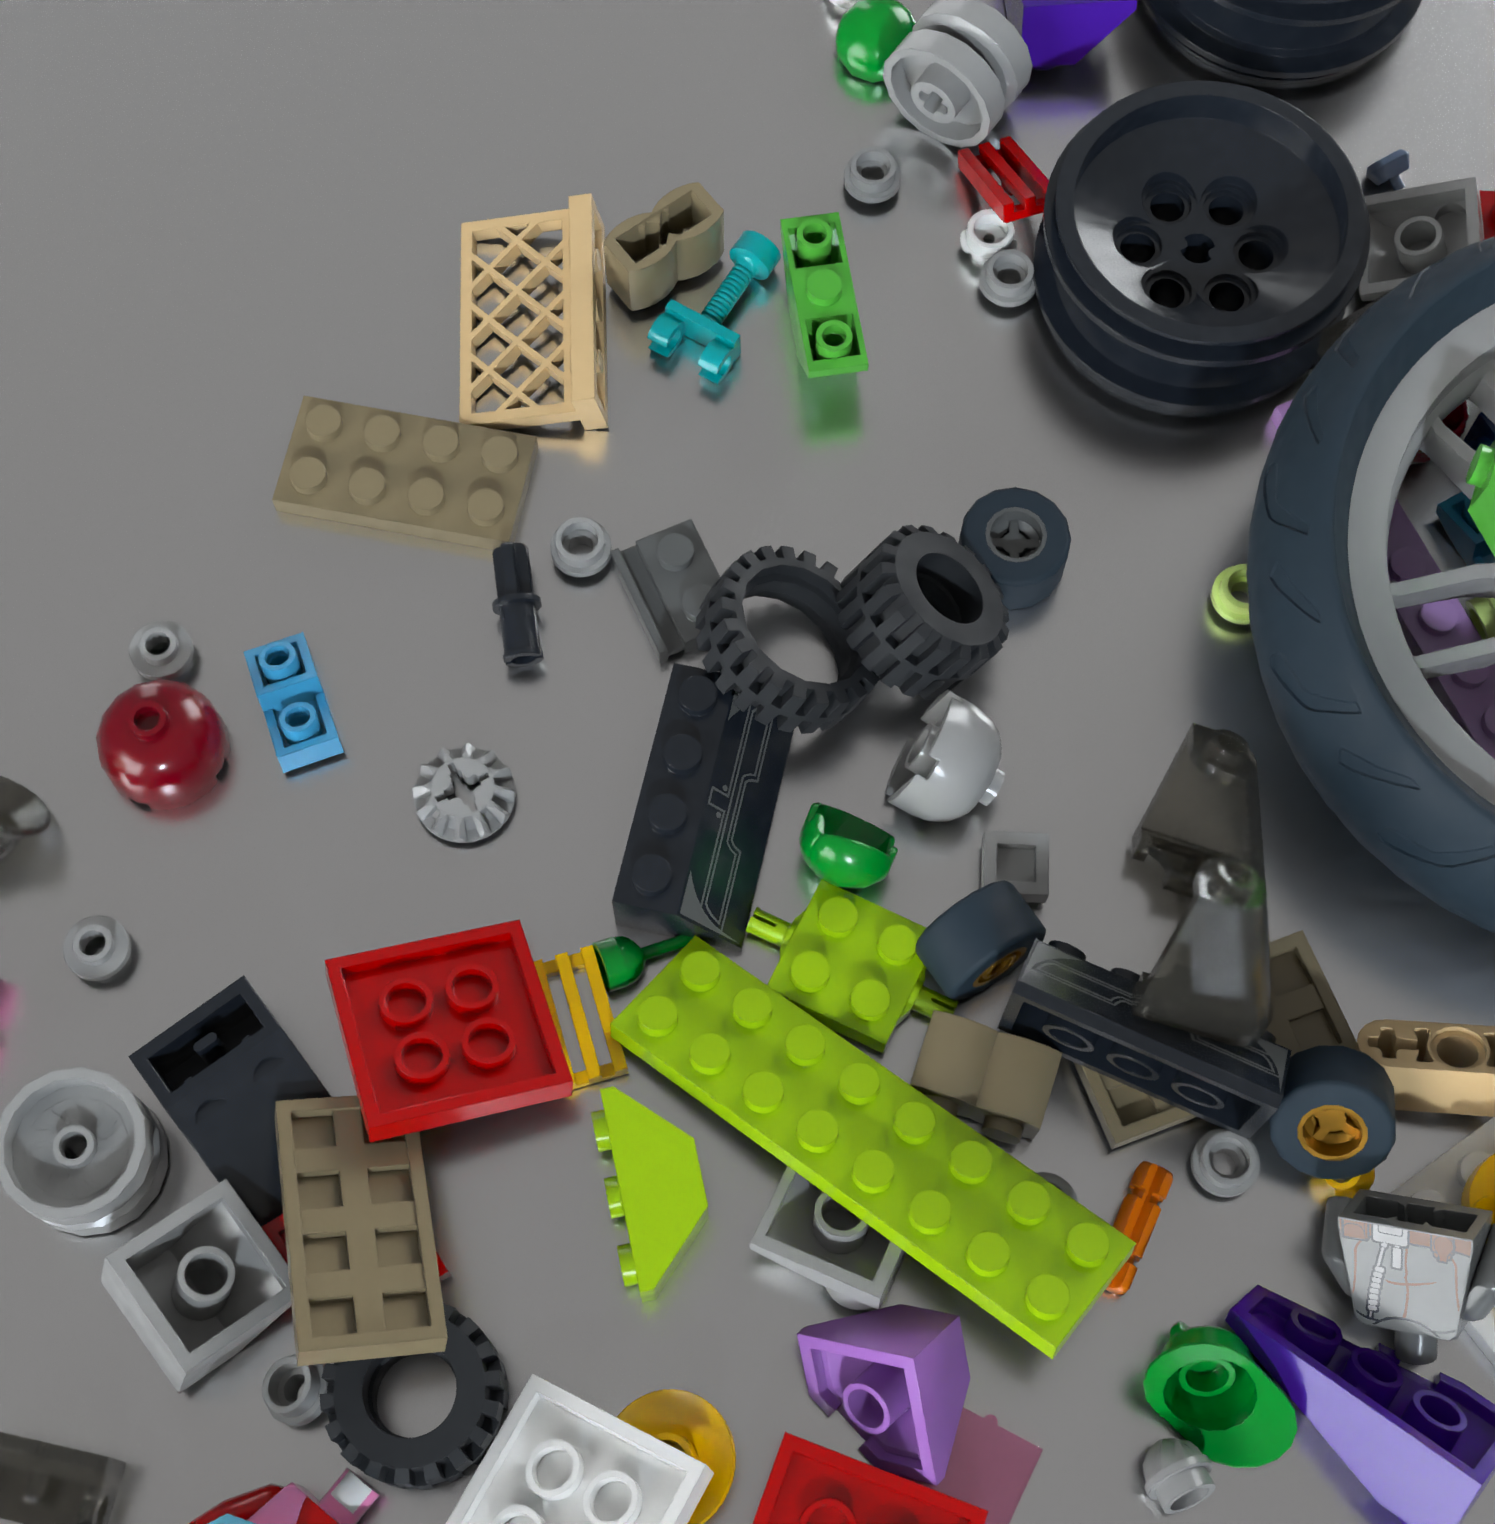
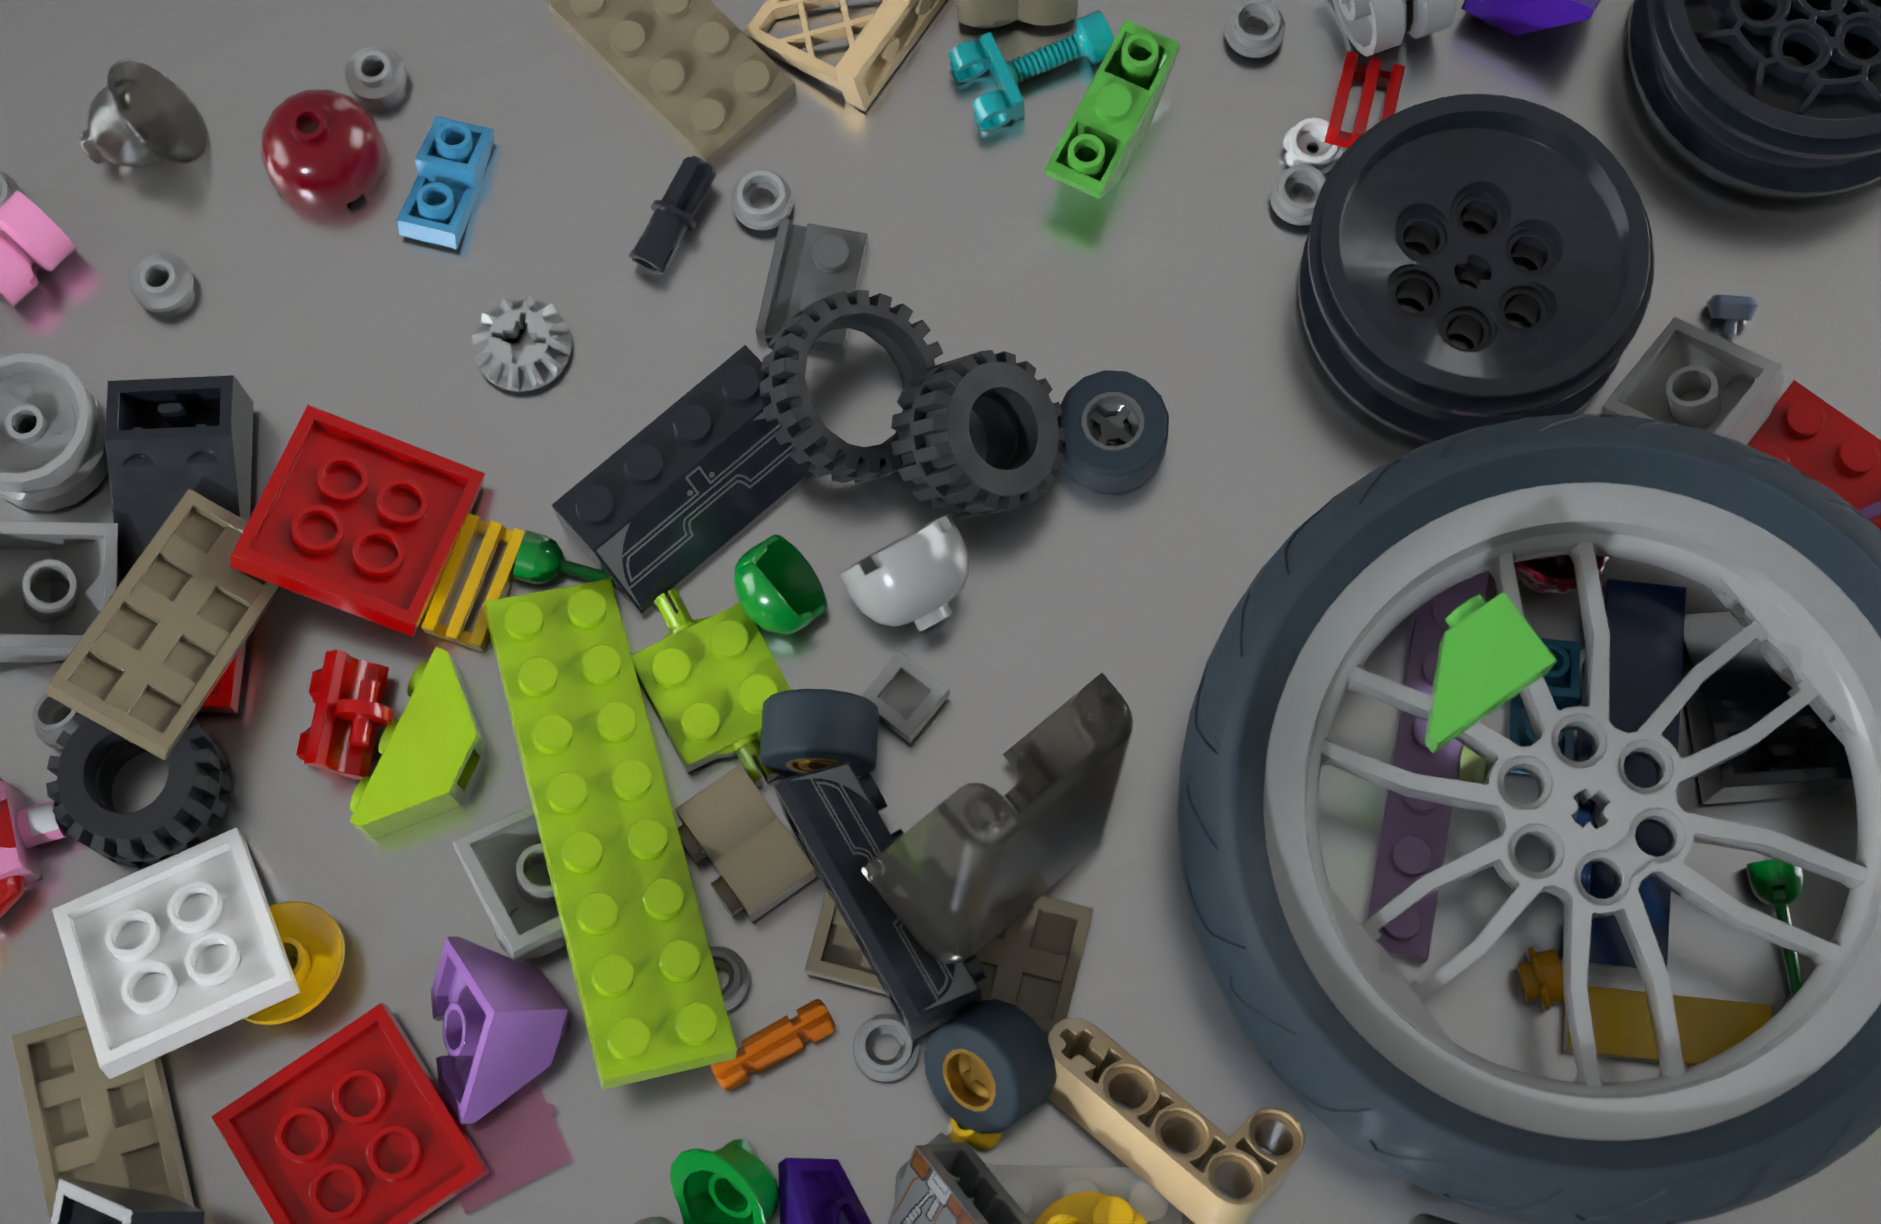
camera: 40 degrees right, 5 degrees up
(562, 1204) = (345, 715): none -> red hips

